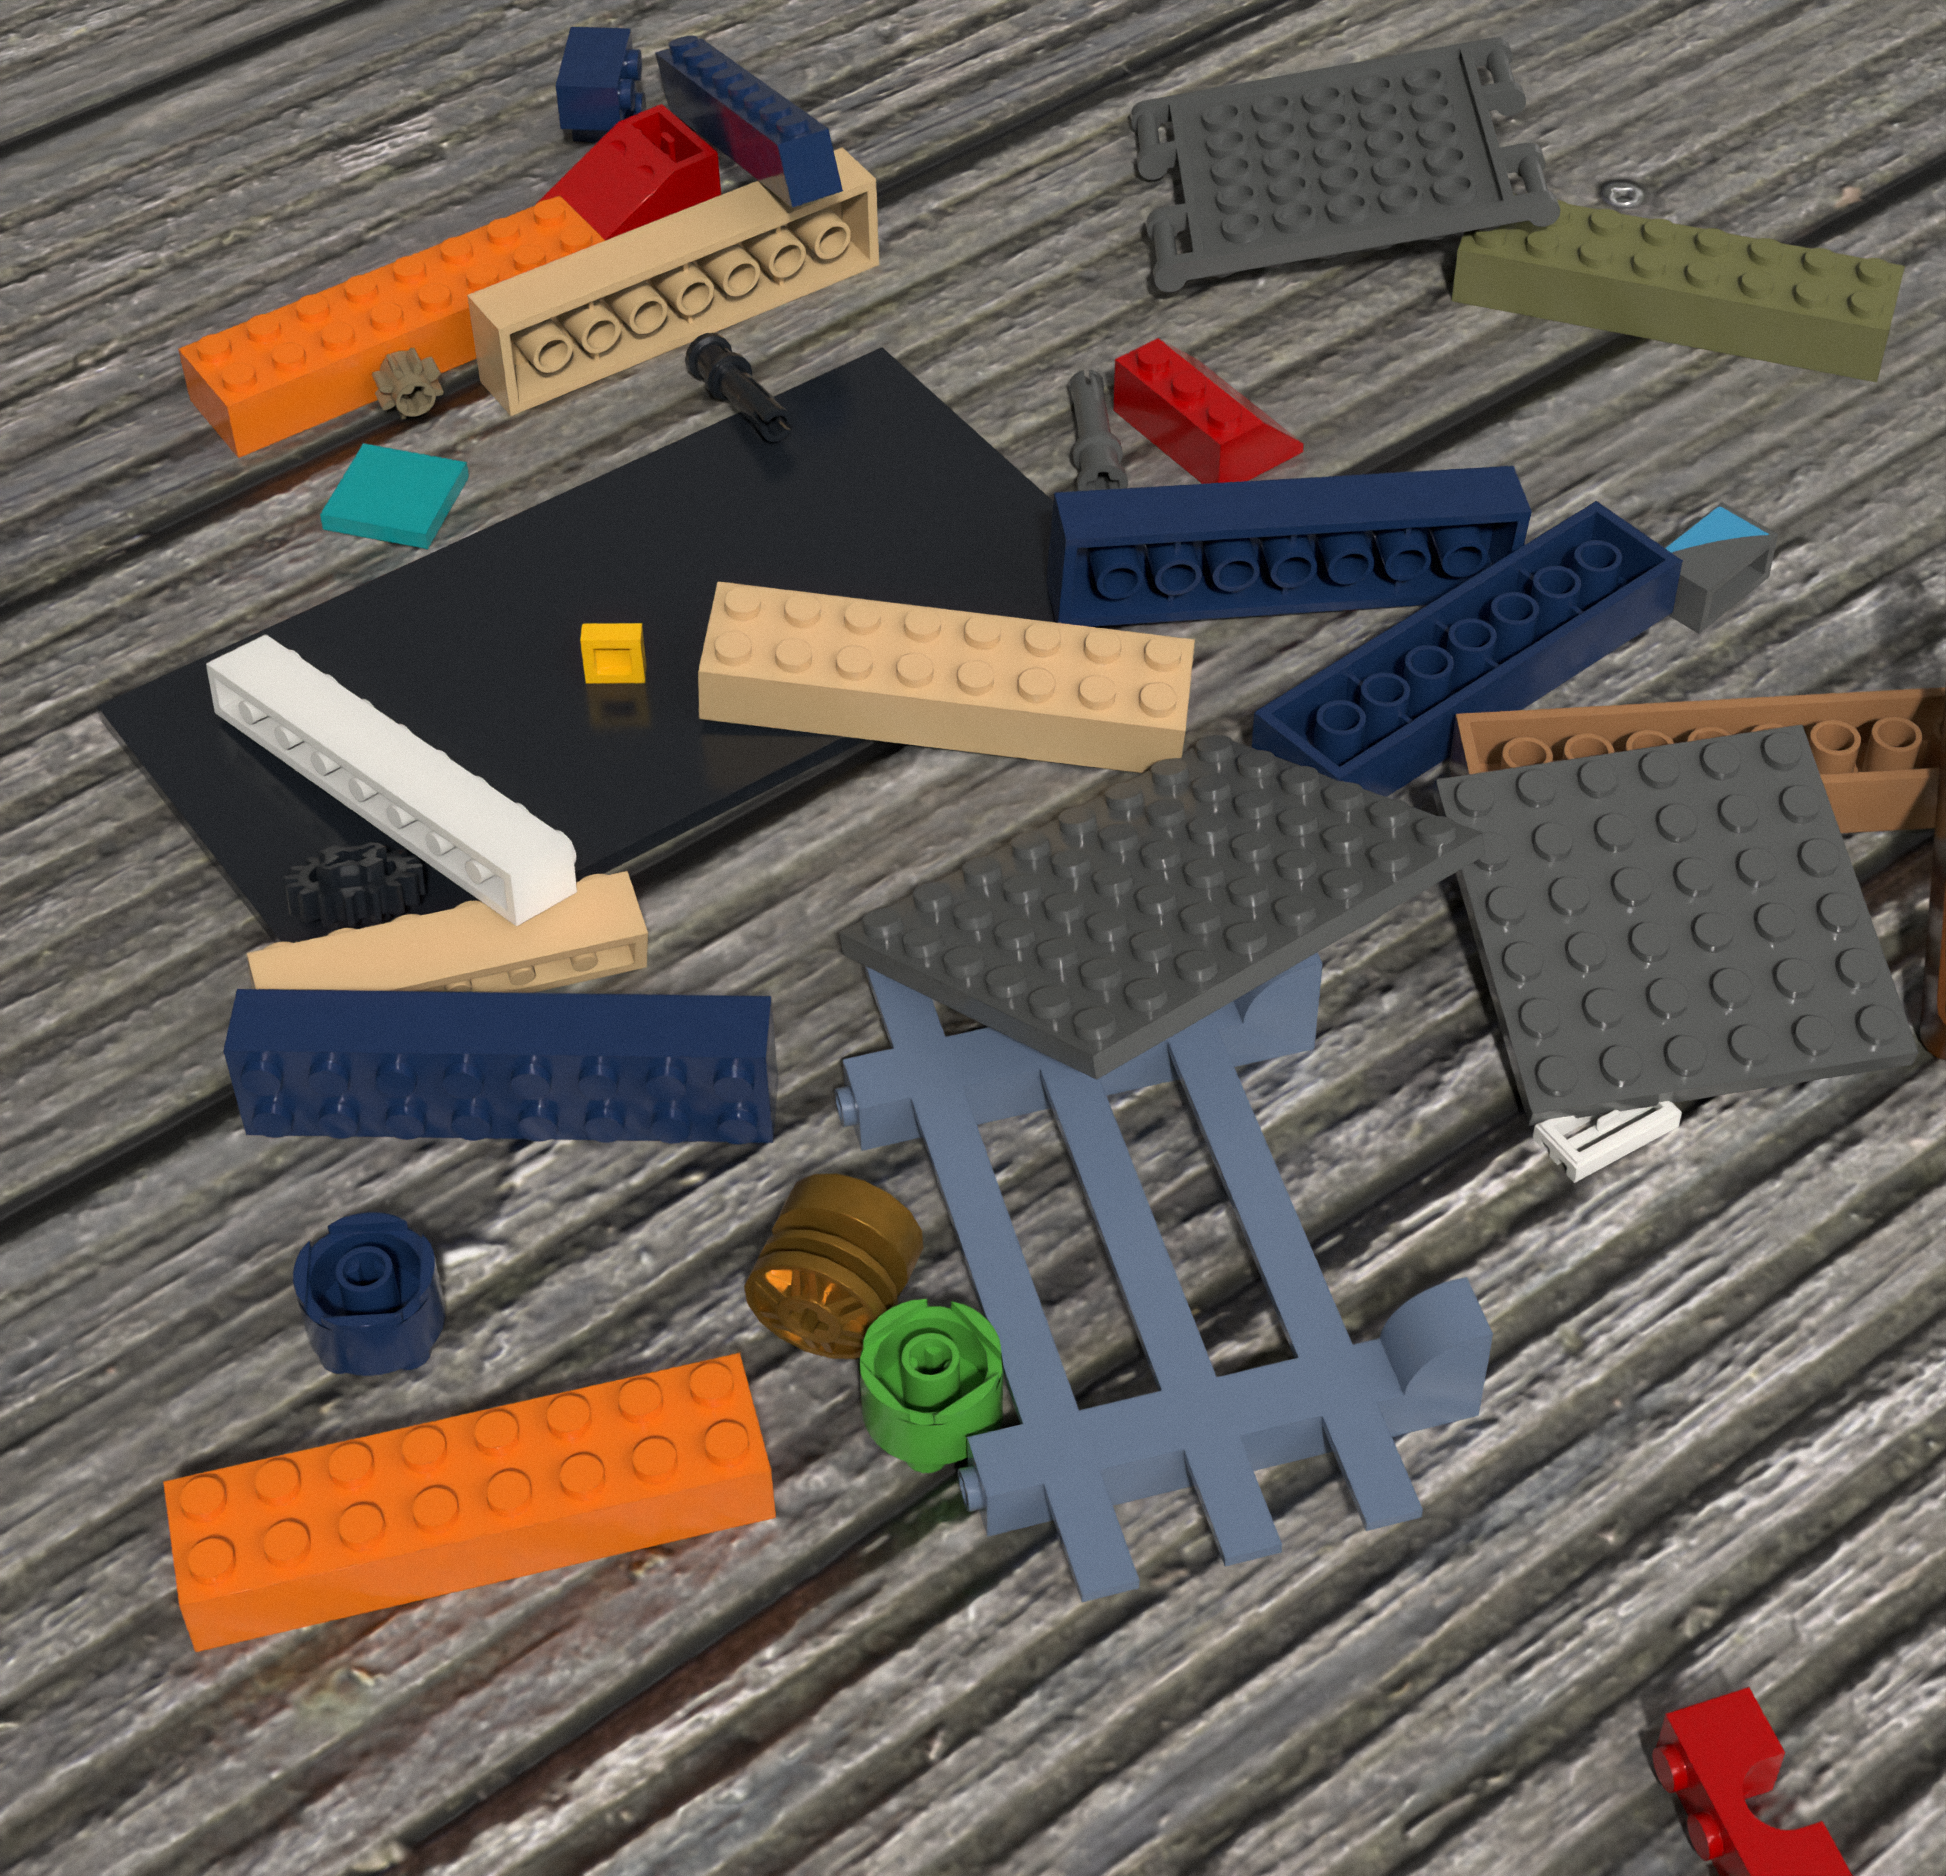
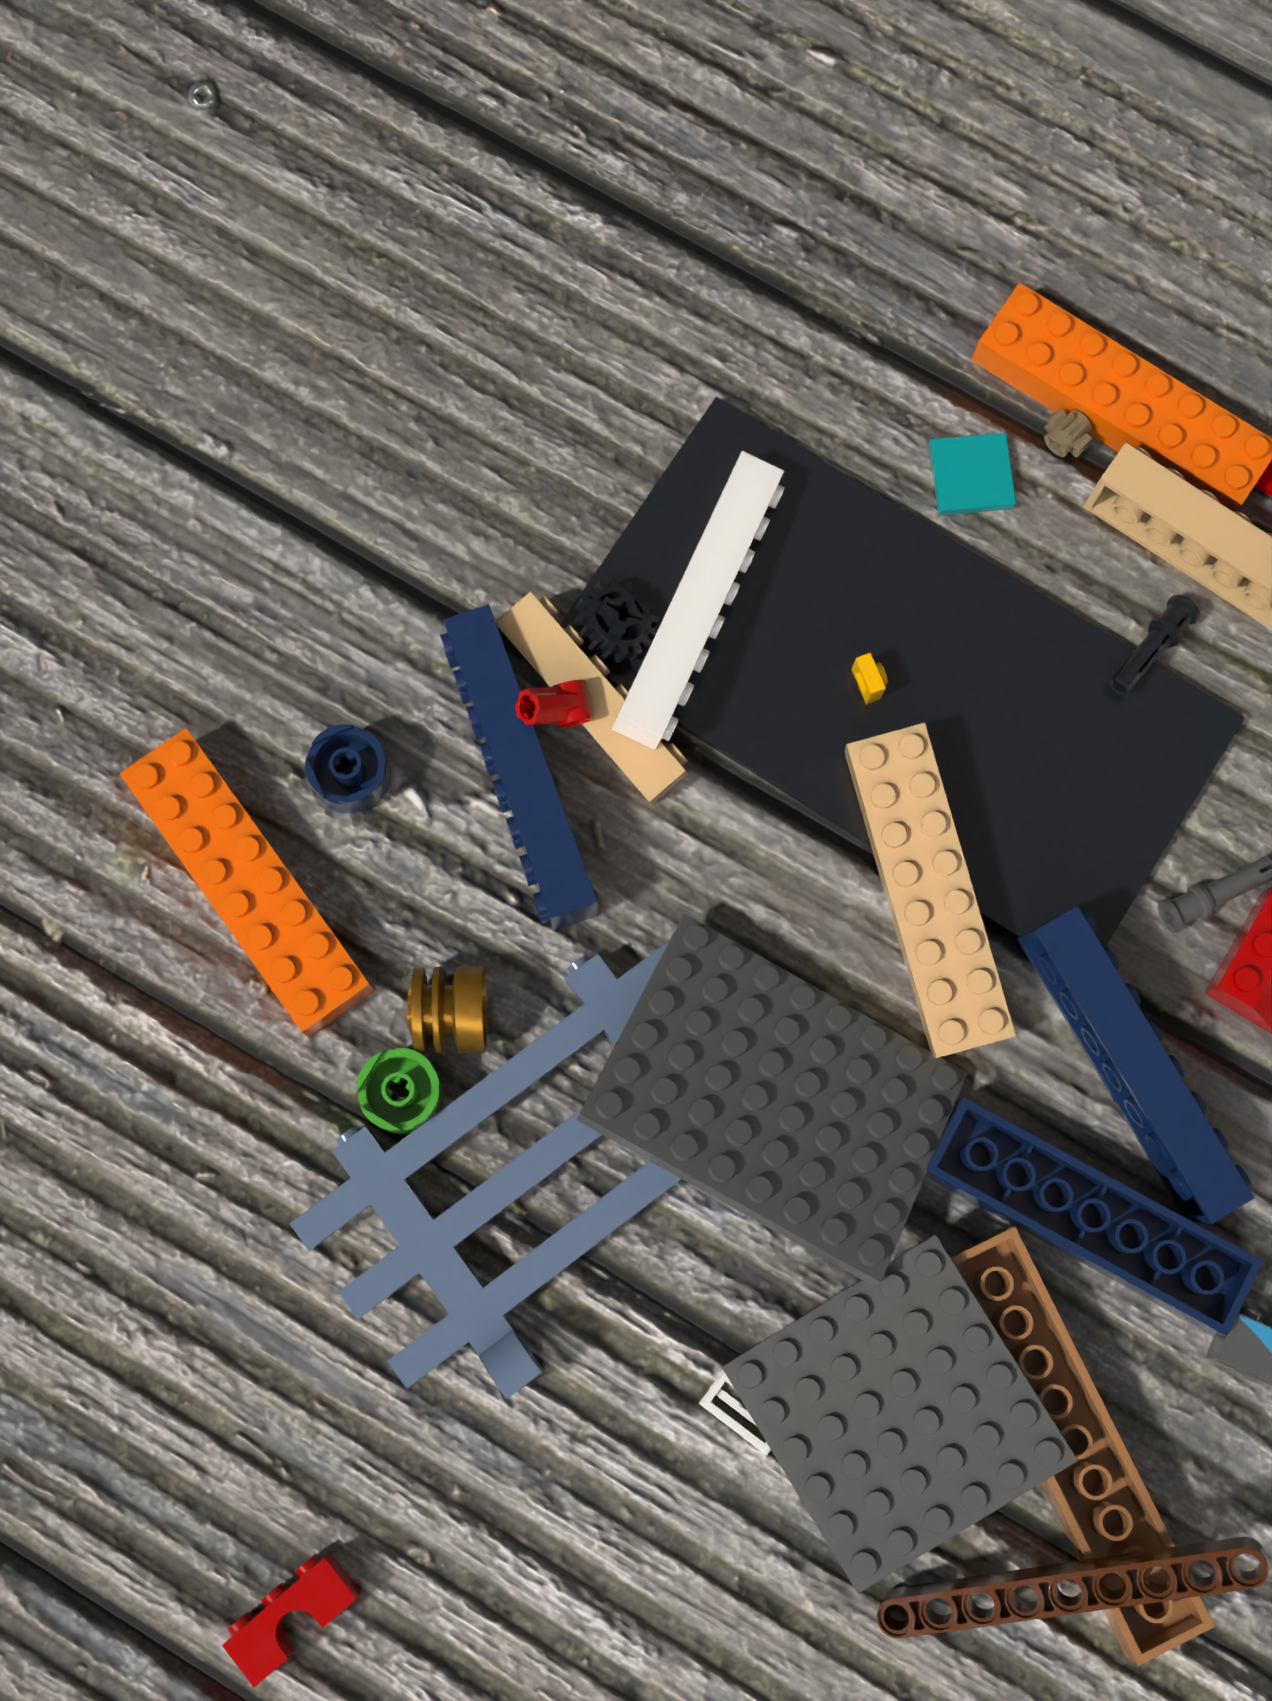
camera: 65 degrees right, 30 degrees up
(445, 956) = (560, 704): none -> red piece

